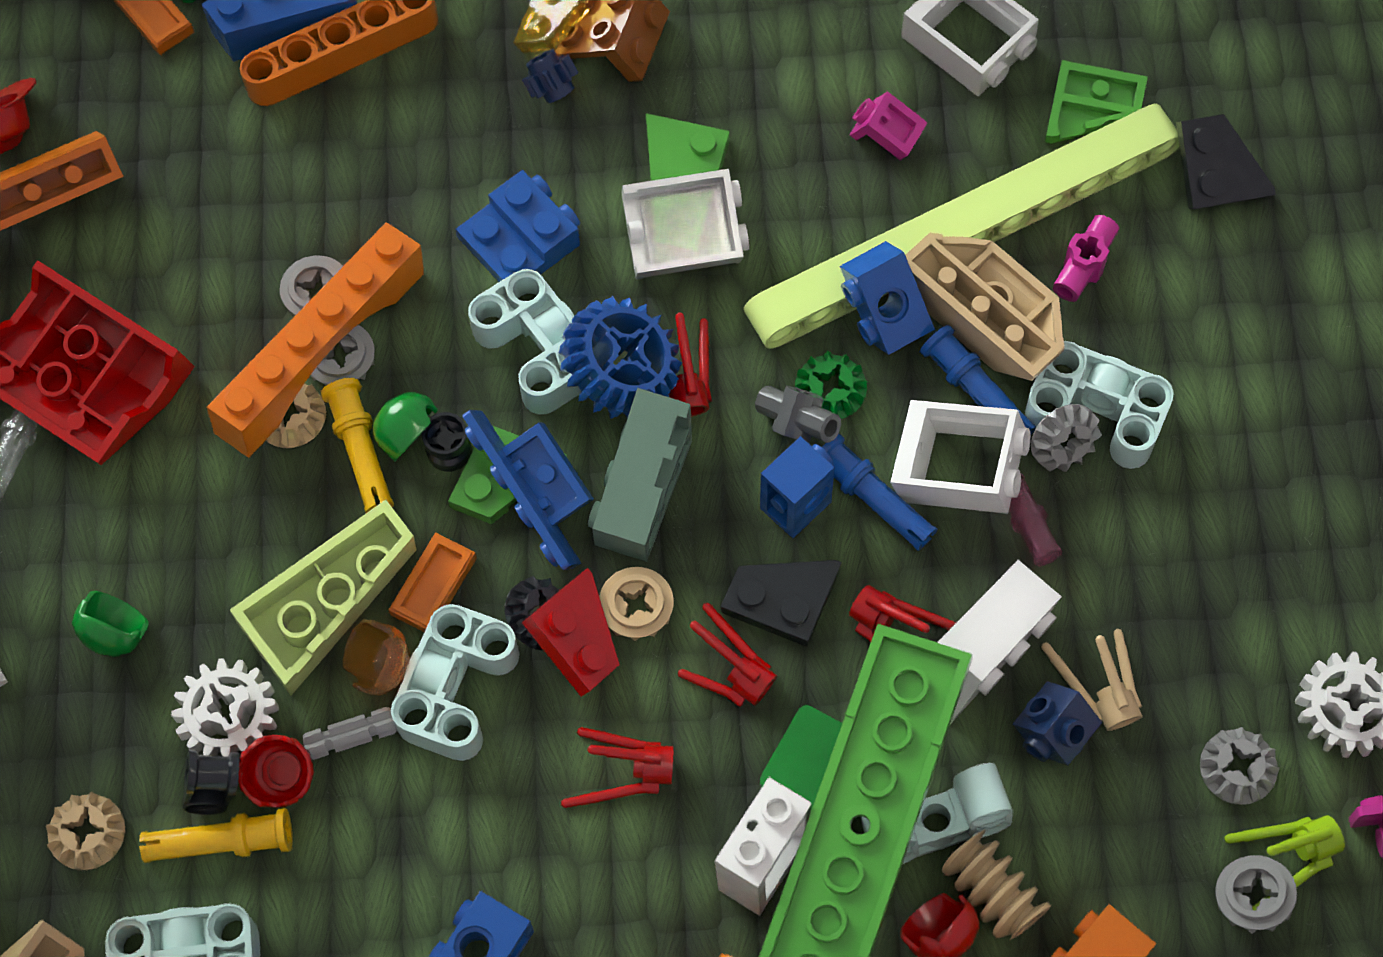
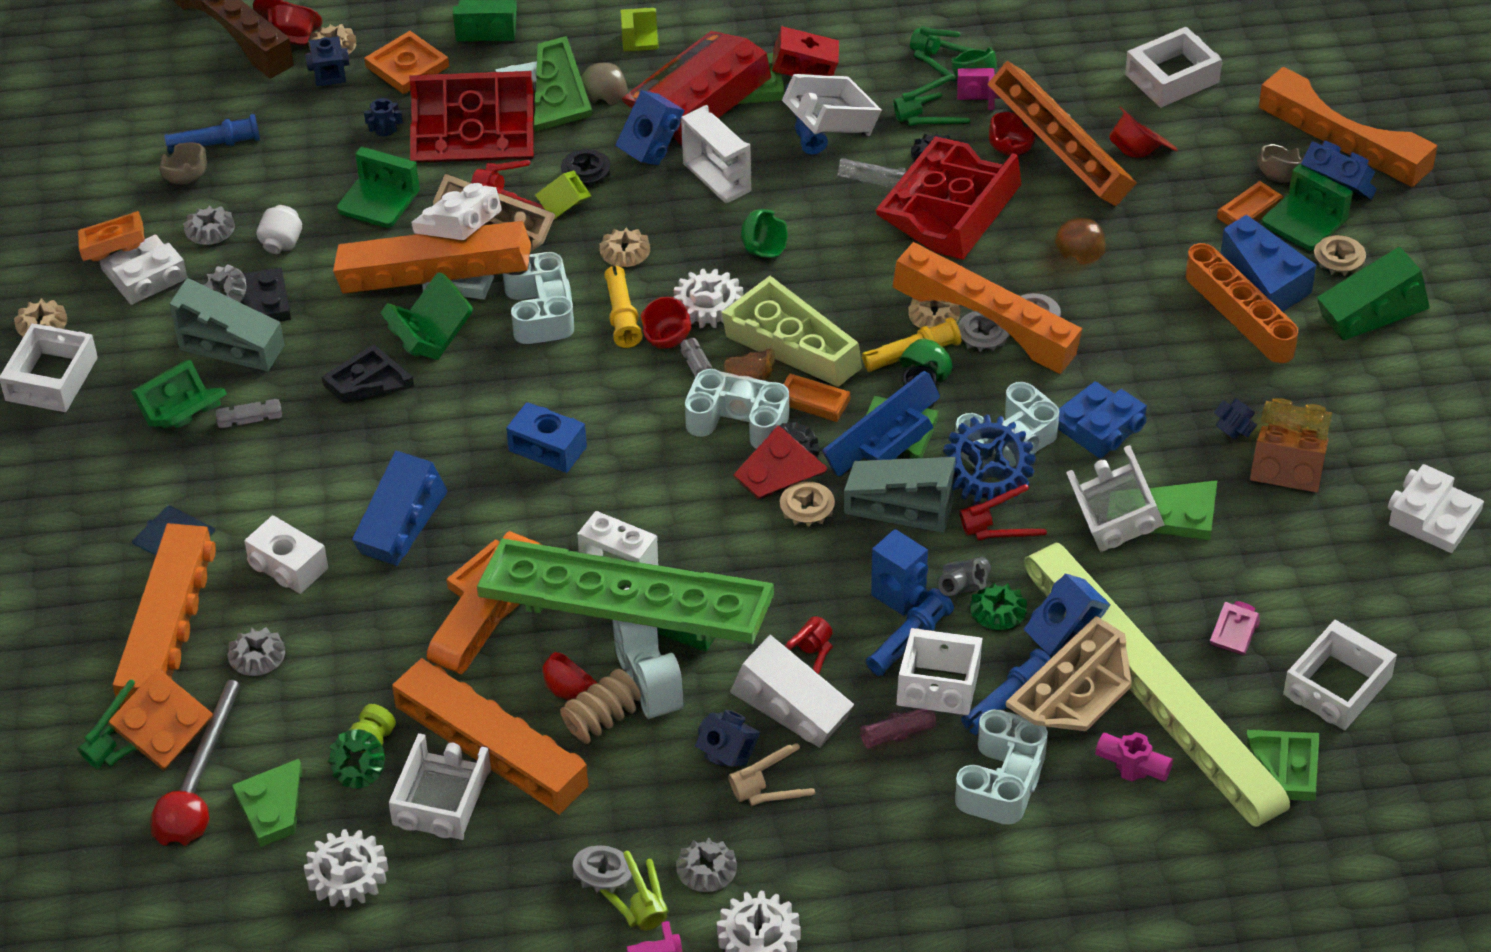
camera: 85 degrees right, 20 degrees down
(183, 217) = (1081, 239): none -> clear orange hair
(209, 782) = (654, 281): black piece -> none
(651, 763) = (684, 518): red plant -> none
(750, 675) = (754, 563): red plant -> none
(782, 596) = (820, 587): black wing -> none
(1056, 429) = (975, 744): light grey gear -> none
(1218, 164) = (1239, 842): black wing -> none

